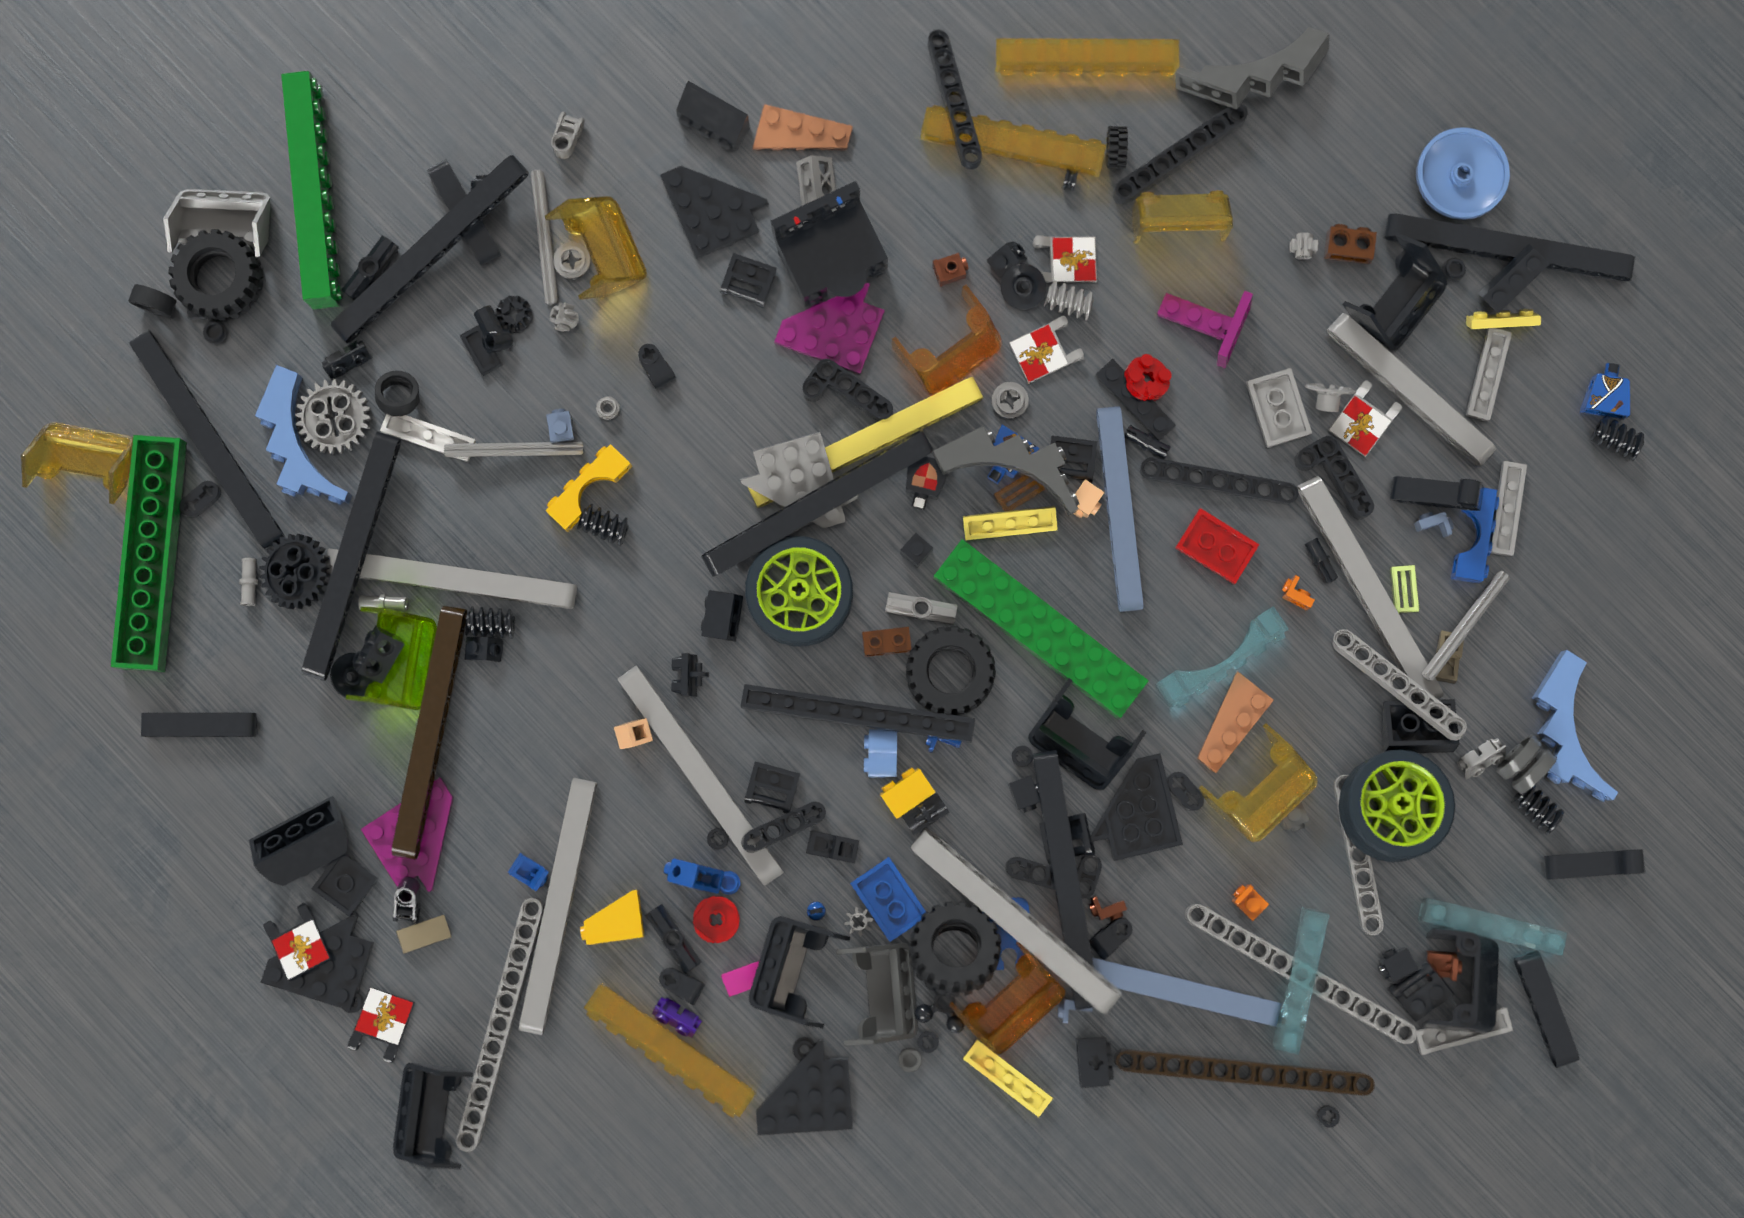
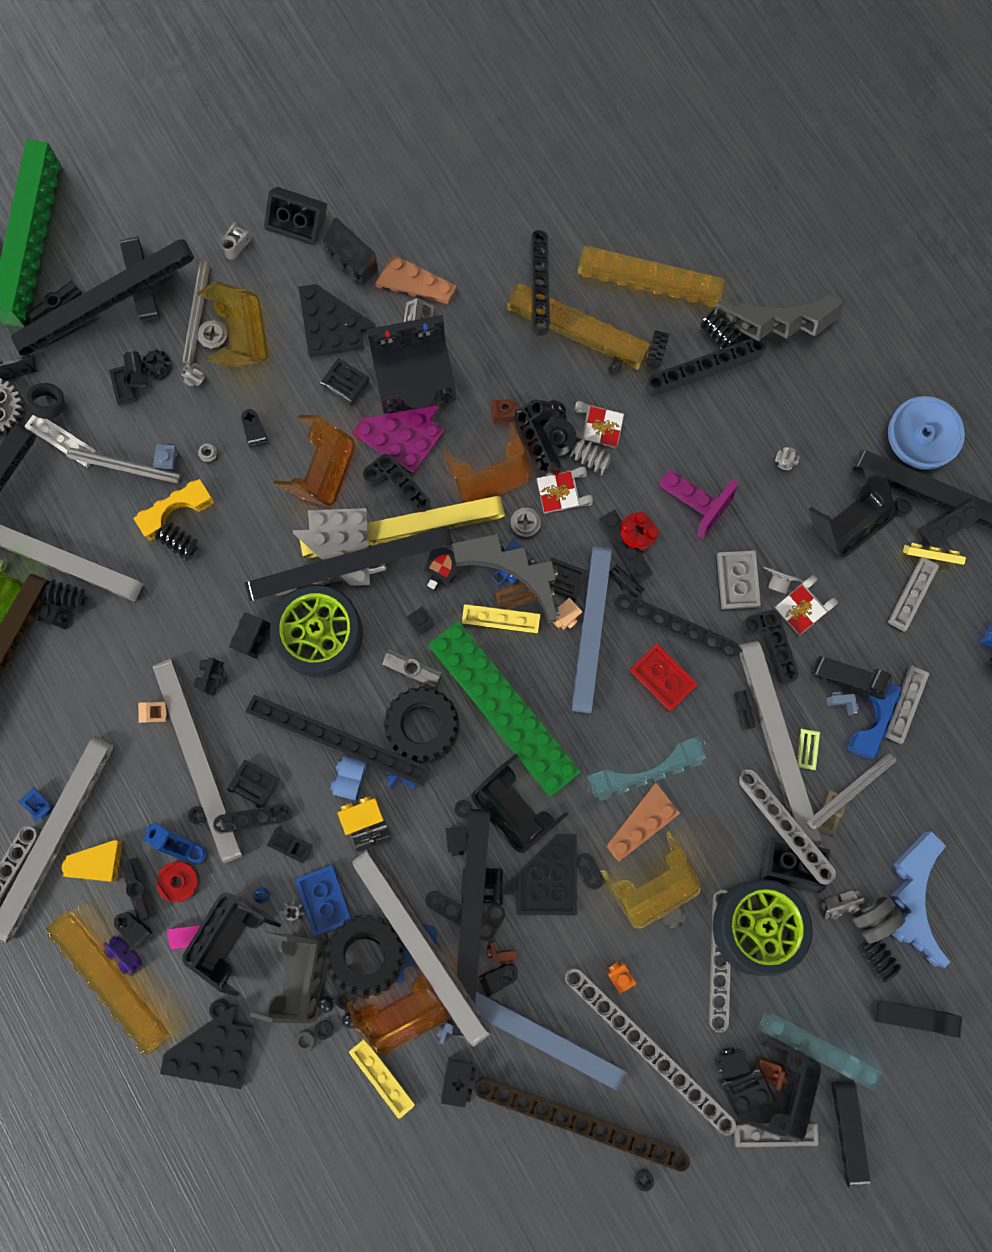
camera: 10 degrees right, 5 degrees down
(630, 83) = (294, 214): none -> black slope
(755, 388) = (328, 463): none -> clear orange windscreen
(886, 642) = (376, 688): reddish brown brick -> none
(1016, 327) = (547, 461): none -> black beam
(1182, 213) = (698, 408): clear yellow windscreen -> none
(1186, 104) = (719, 330): none -> black piece
(1297, 597) = (719, 734): orange bracket -> none
(1301, 981) = (645, 1064): clear light blue arch -> none
(1350, 251) = (823, 471): reddish brown brick -> none
(1411, 390) = (848, 592): light grey beam -> none

